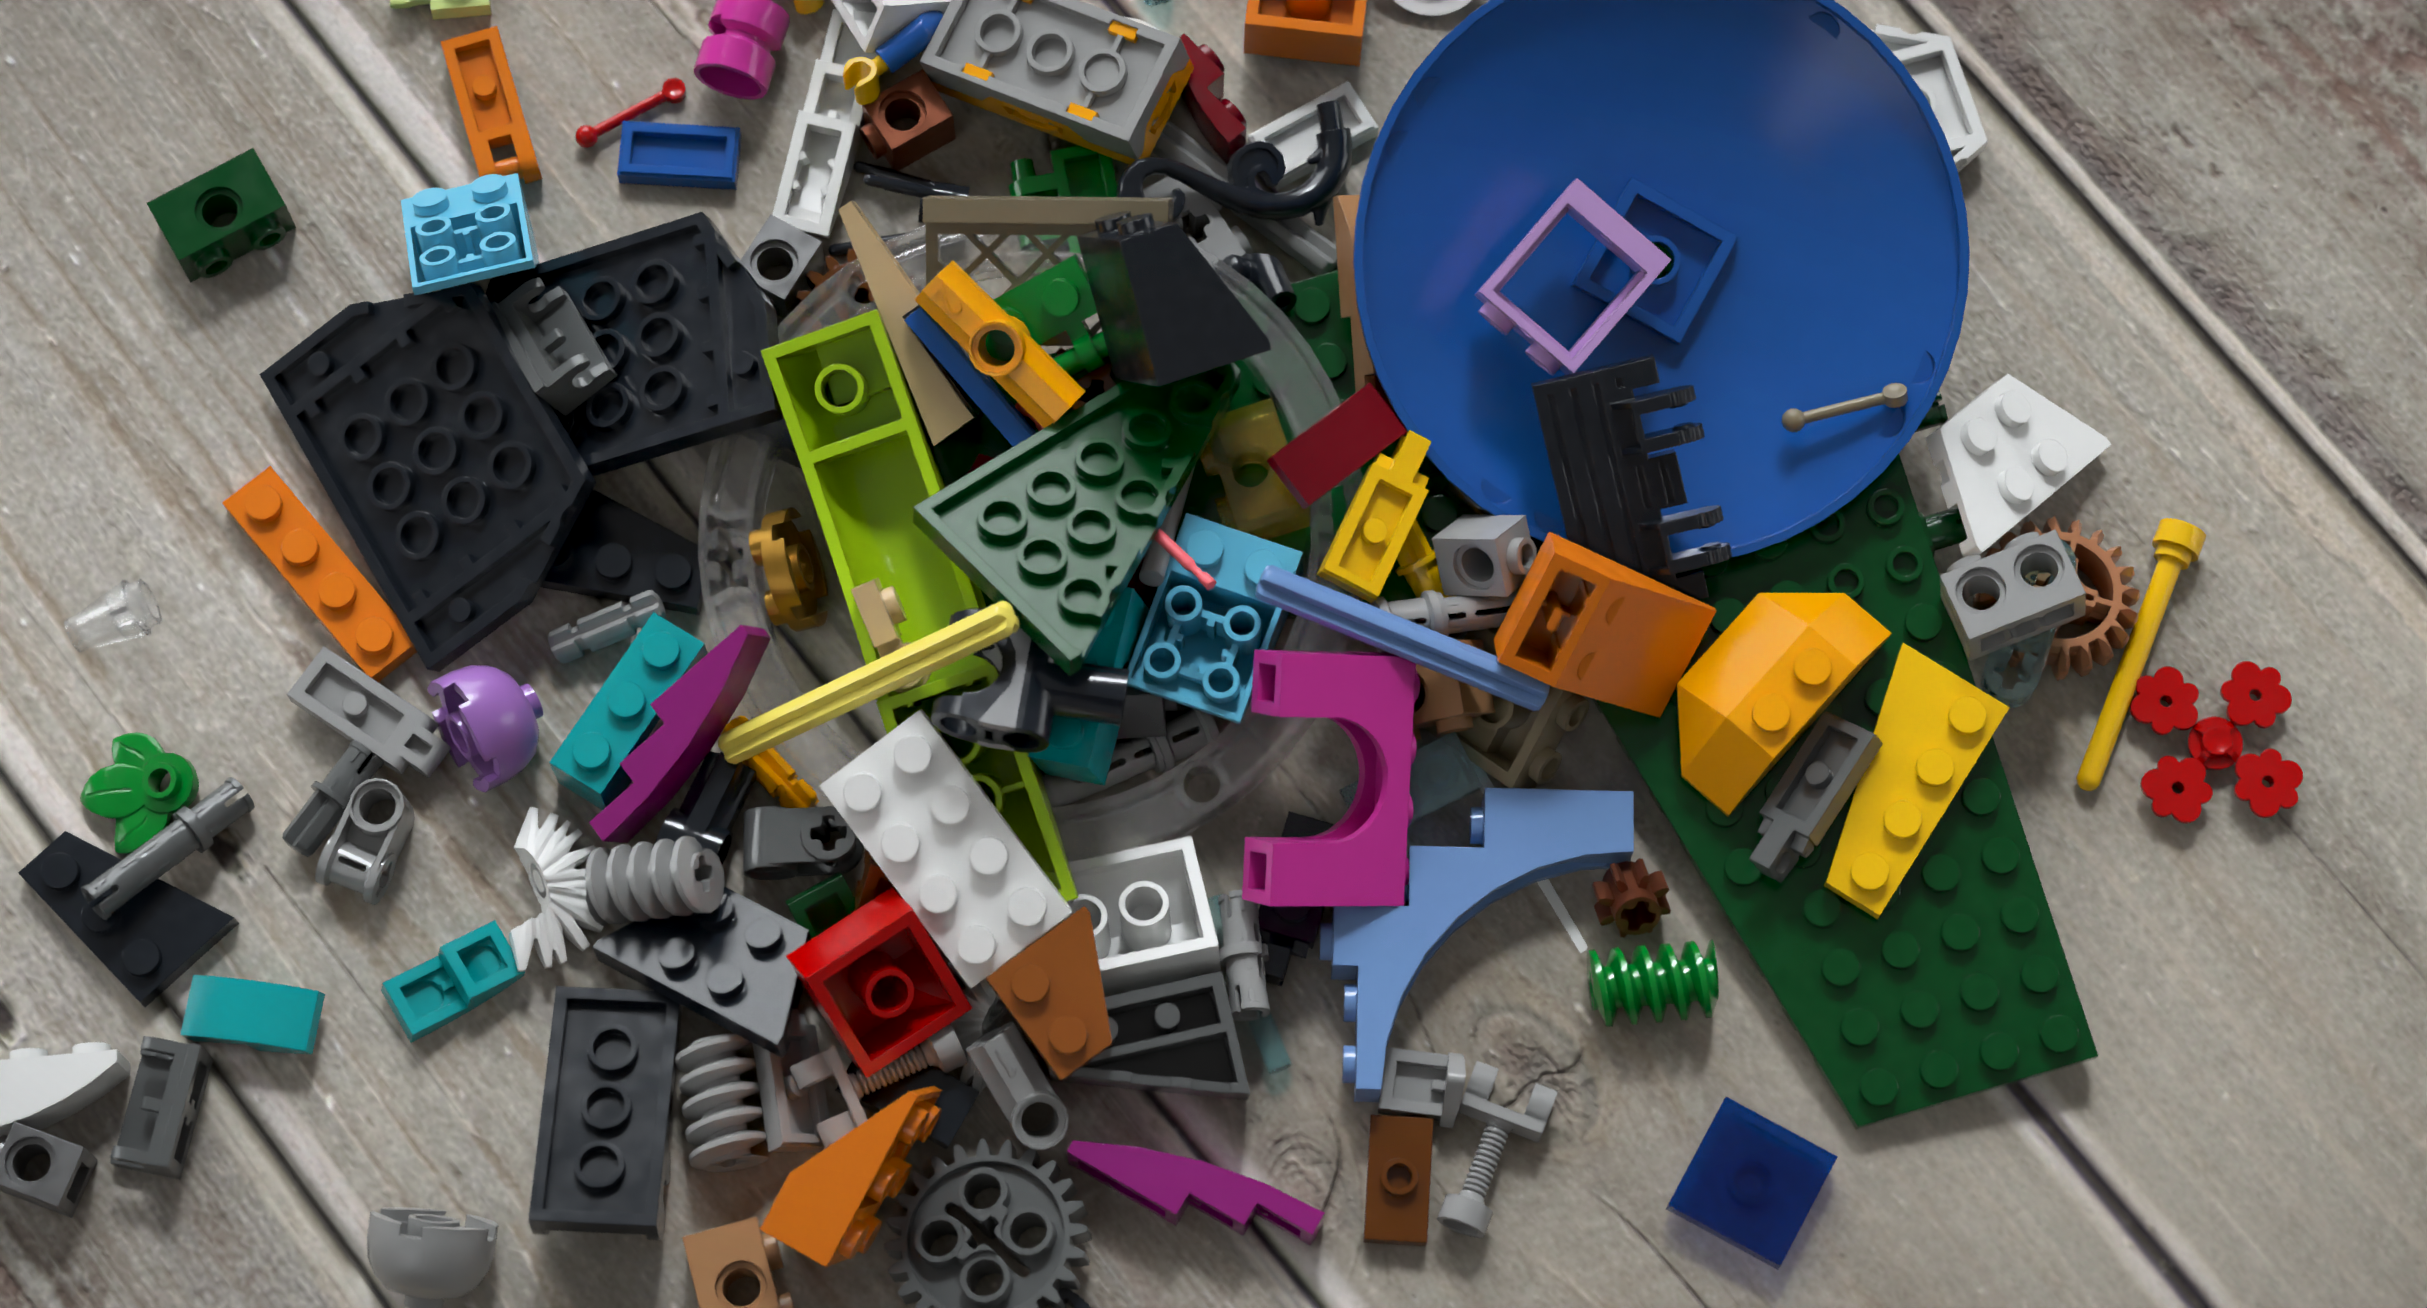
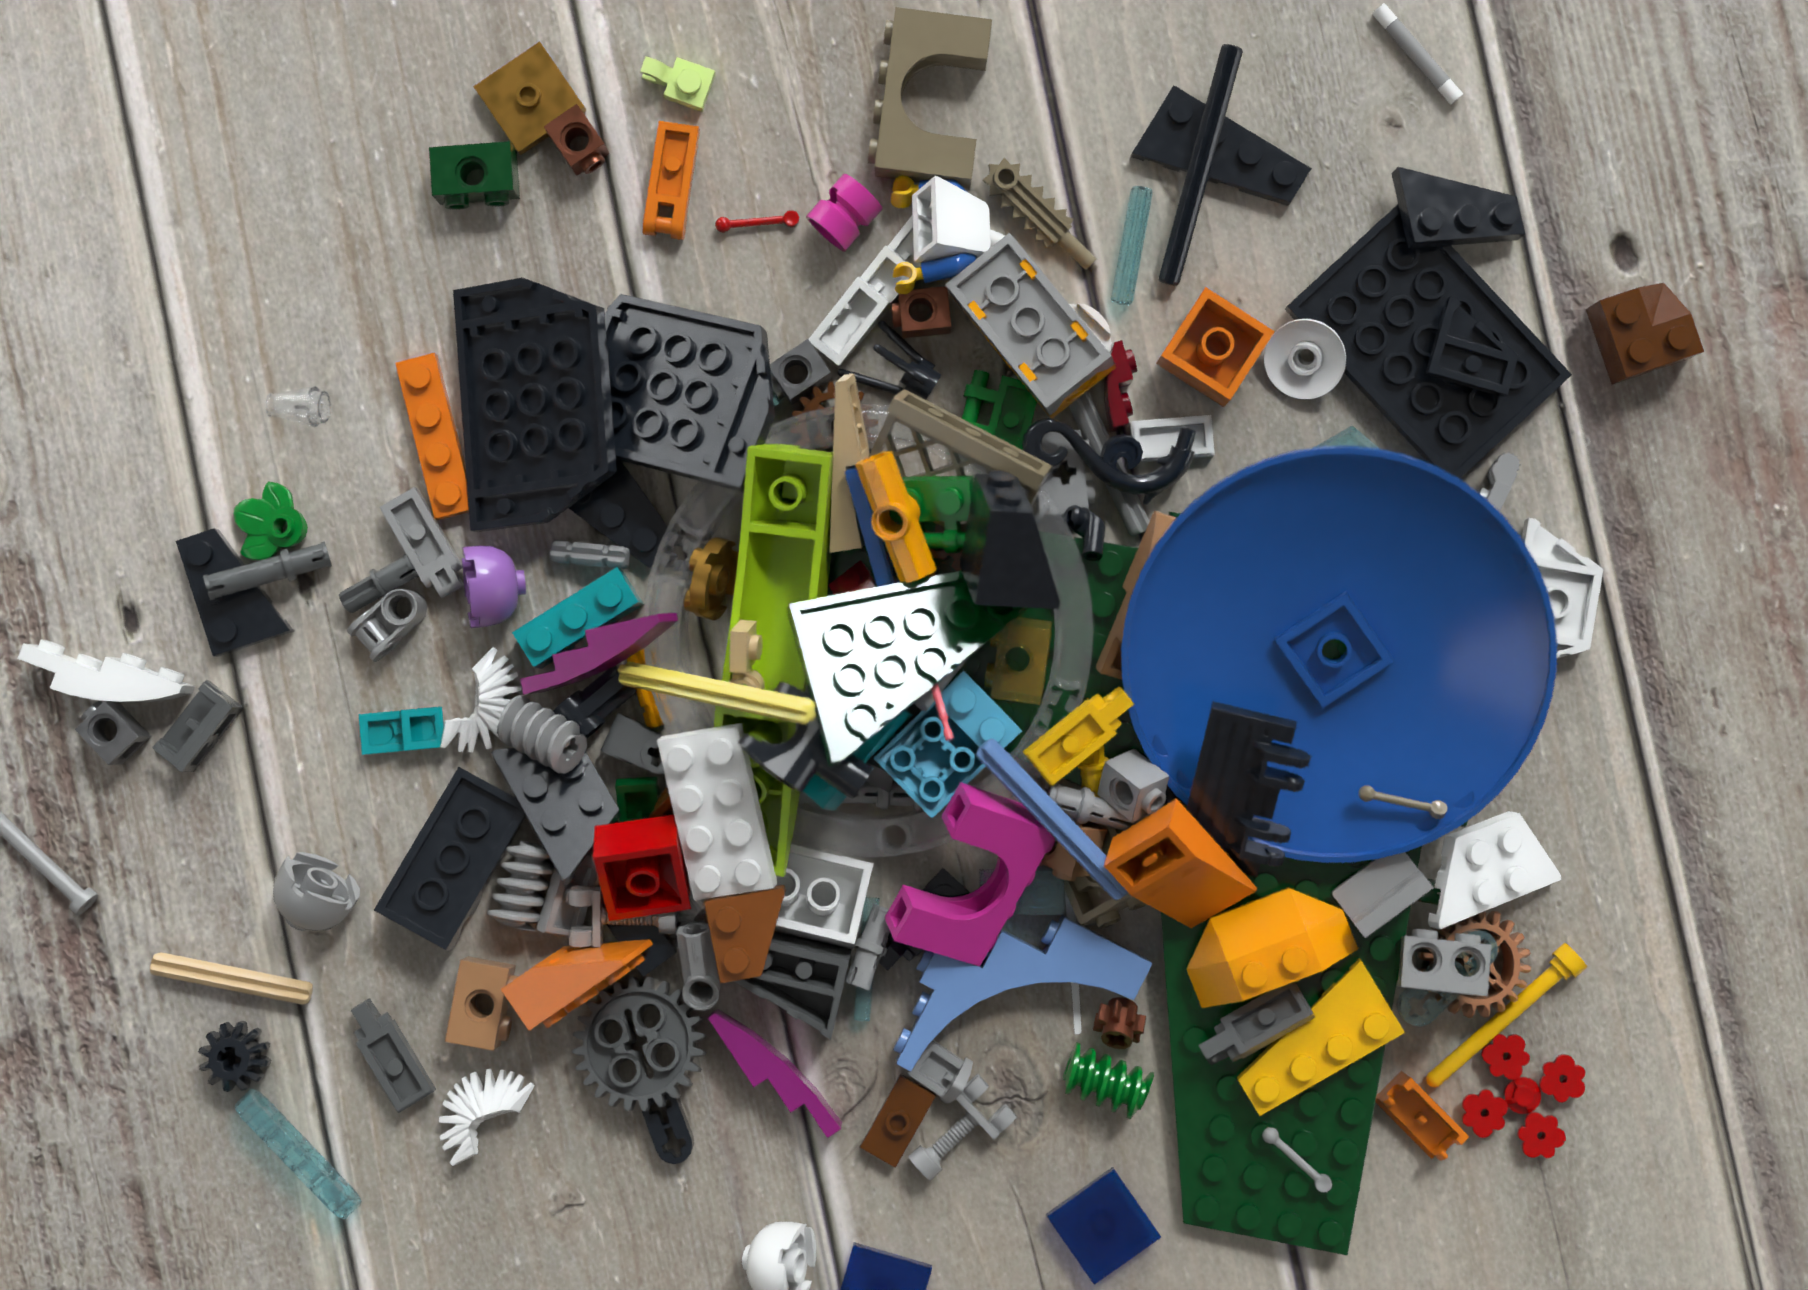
camera: 30 degrees right, 15 degrees up
(252, 94) = (527, 96): none -> pearl gold plate
(252, 1014) = (275, 695): teal slope -> none
(332, 94) = (565, 129): none -> copper brick
(468, 233) = (612, 271): medium azure slope -> none
(553, 345) = (631, 367): dark grey hinge -> none
(679, 155) = (774, 264): blue tile -> none
(1336, 446) = (1074, 678): dark red slope -> none
(1613, 233) = (1284, 682): lavender window -> none
(1878, 541) = (1381, 891): none -> light grey panel
(2010, 968) = (1322, 1181): none -> light grey hinge
(2096, 830) = (1420, 1116): none -> orange hinge

